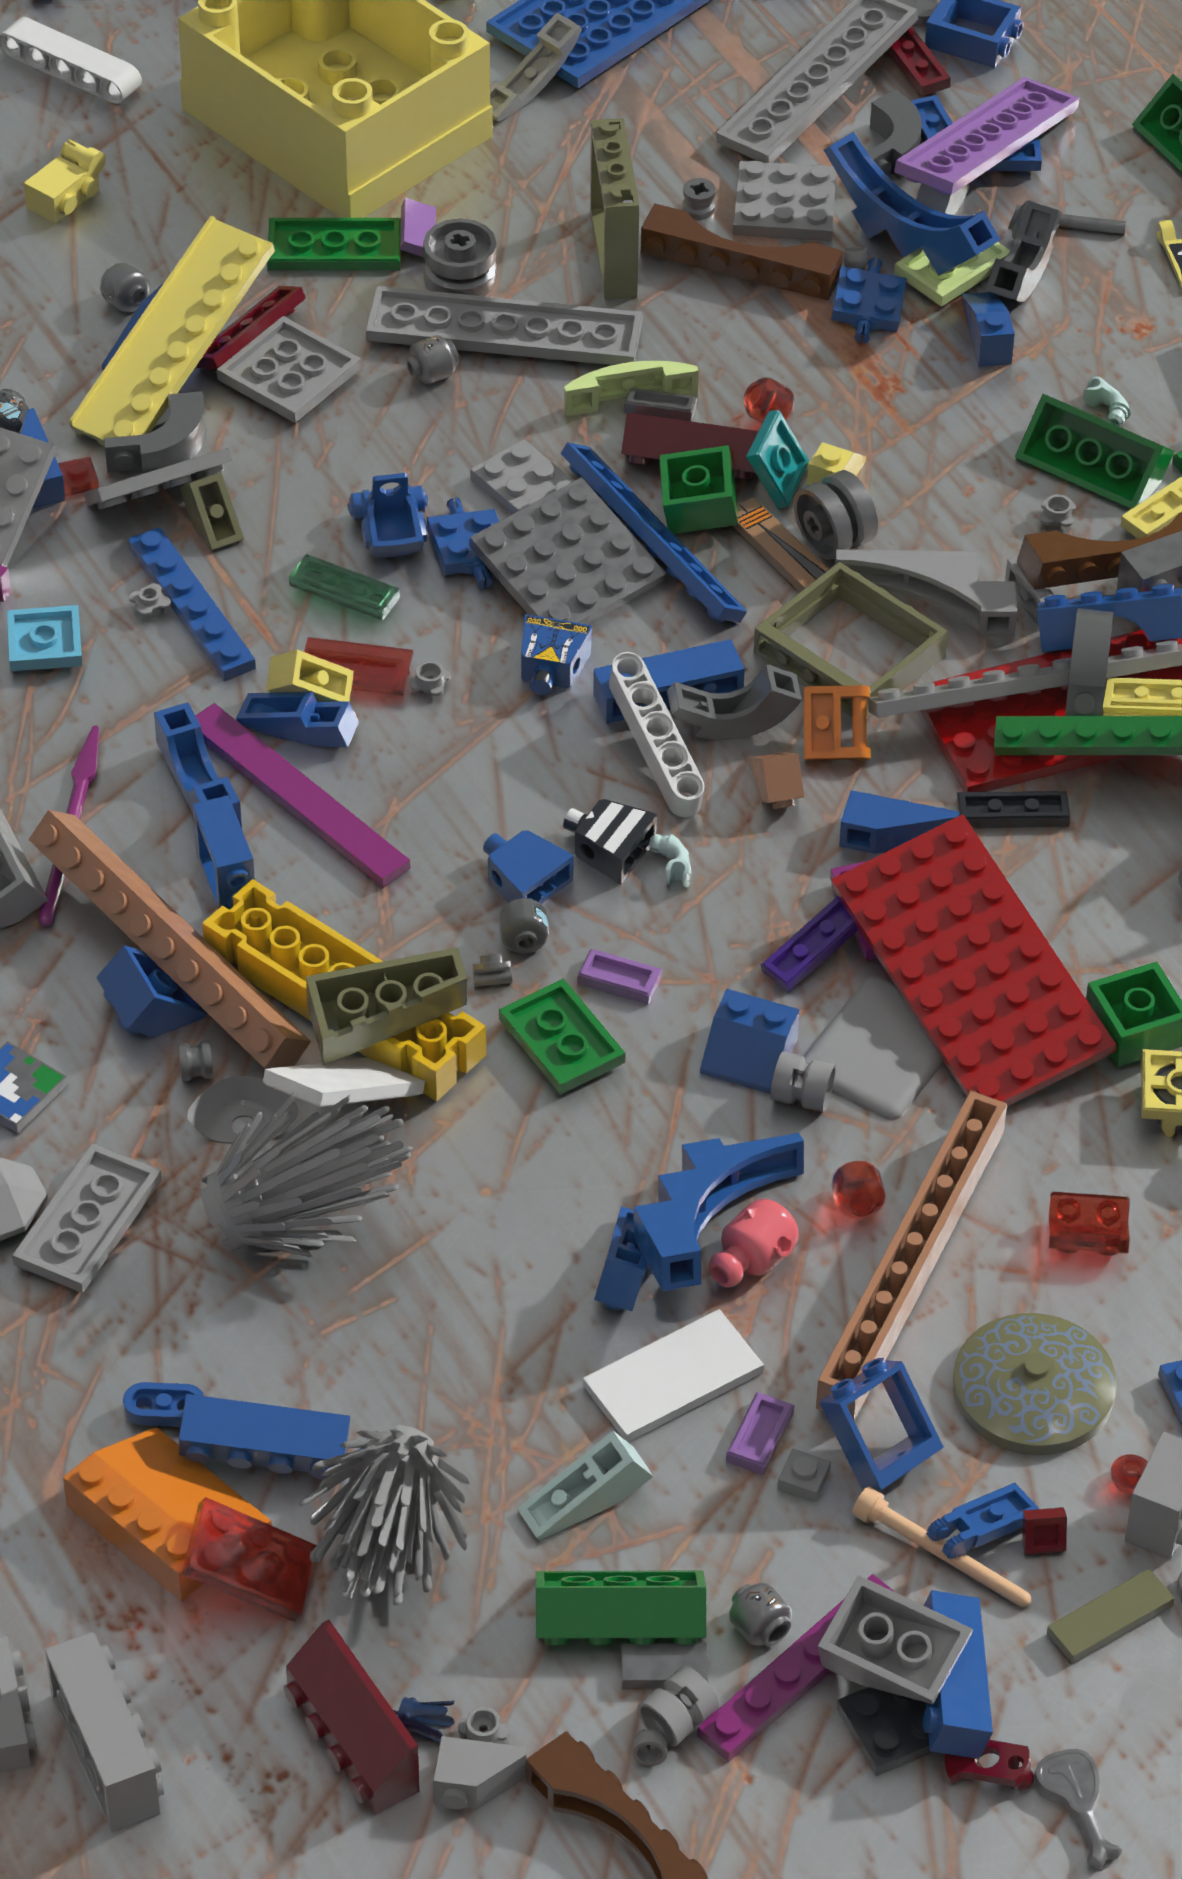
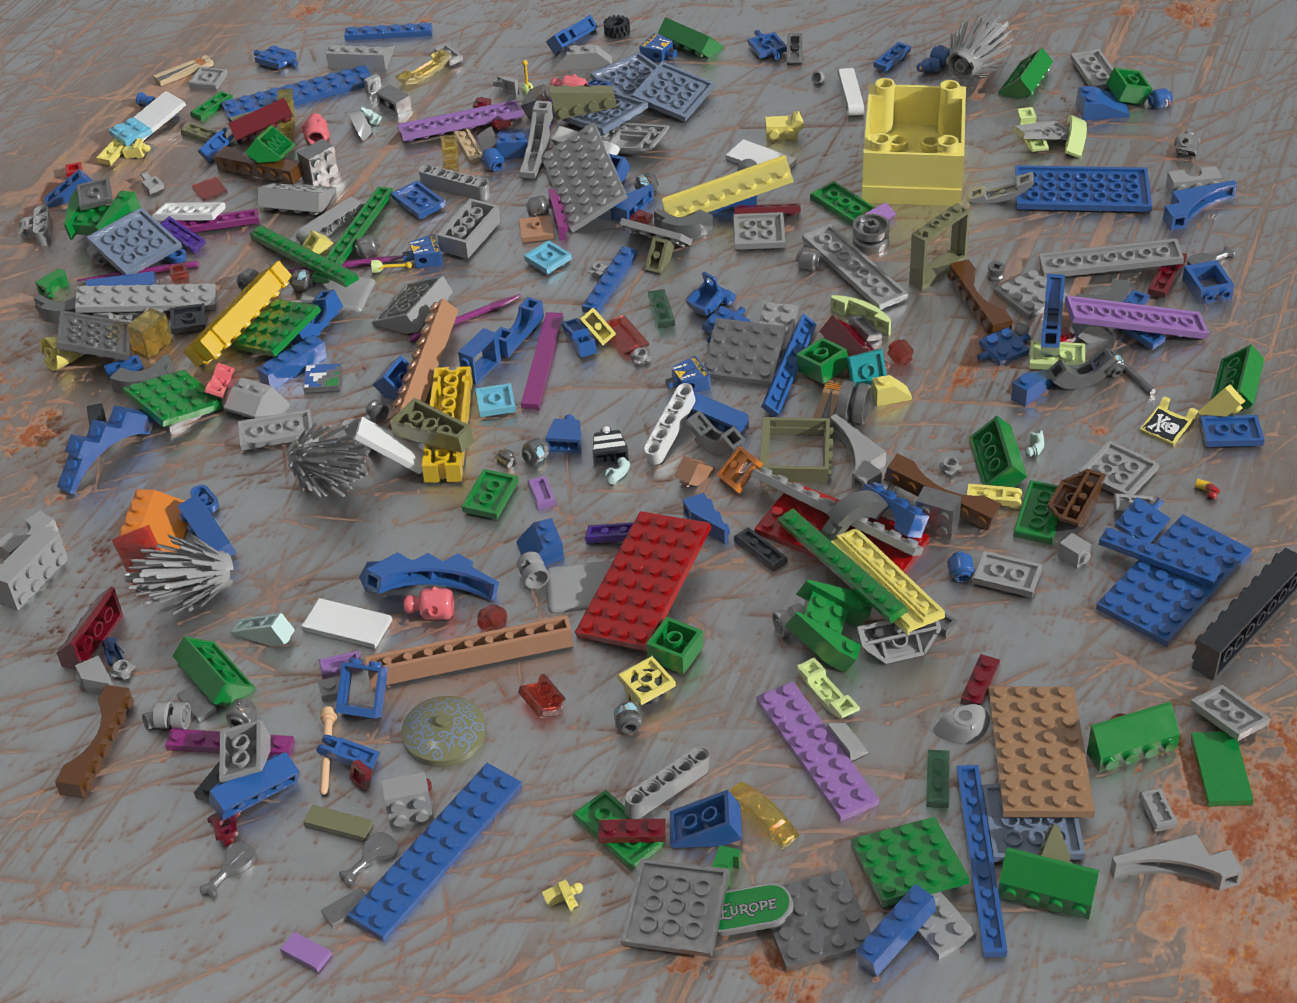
camera: 55 degrees right, 5 degrees down
(83, 259) = (758, 153): none -> white tile
(342, 900) = (495, 400): none -> medium azure plate

